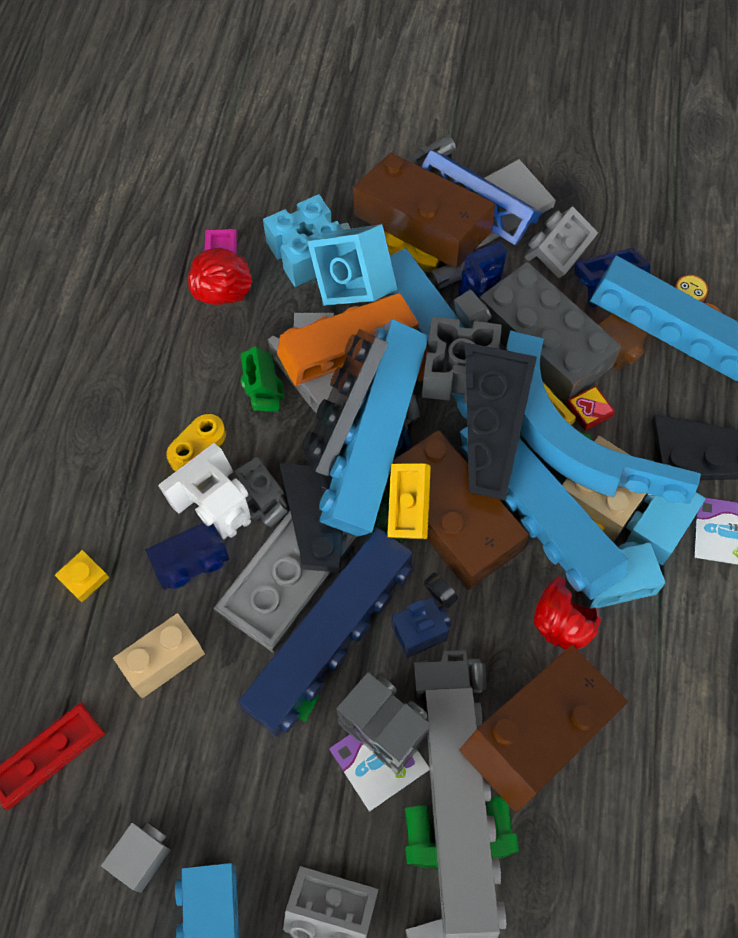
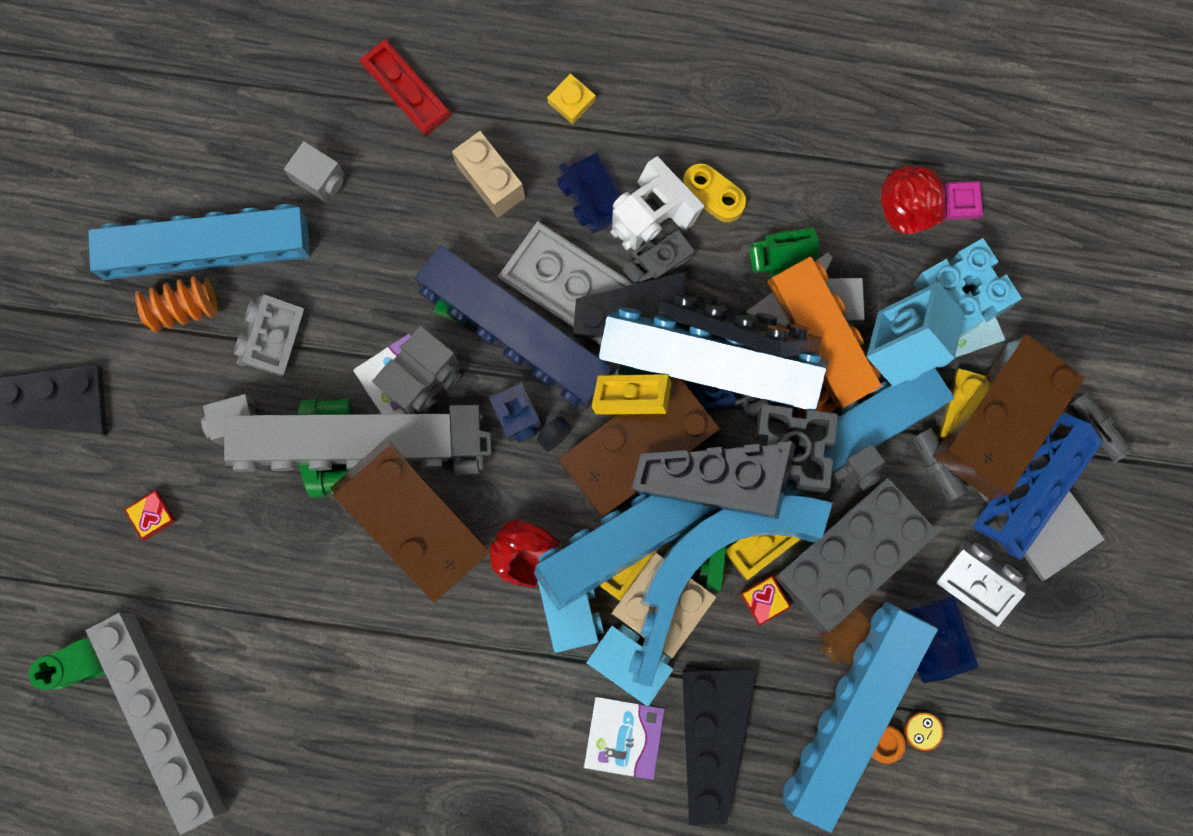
camera: 95 degrees right, 15 degrees up
(483, 269) = (925, 483): clear blue bracket -> none

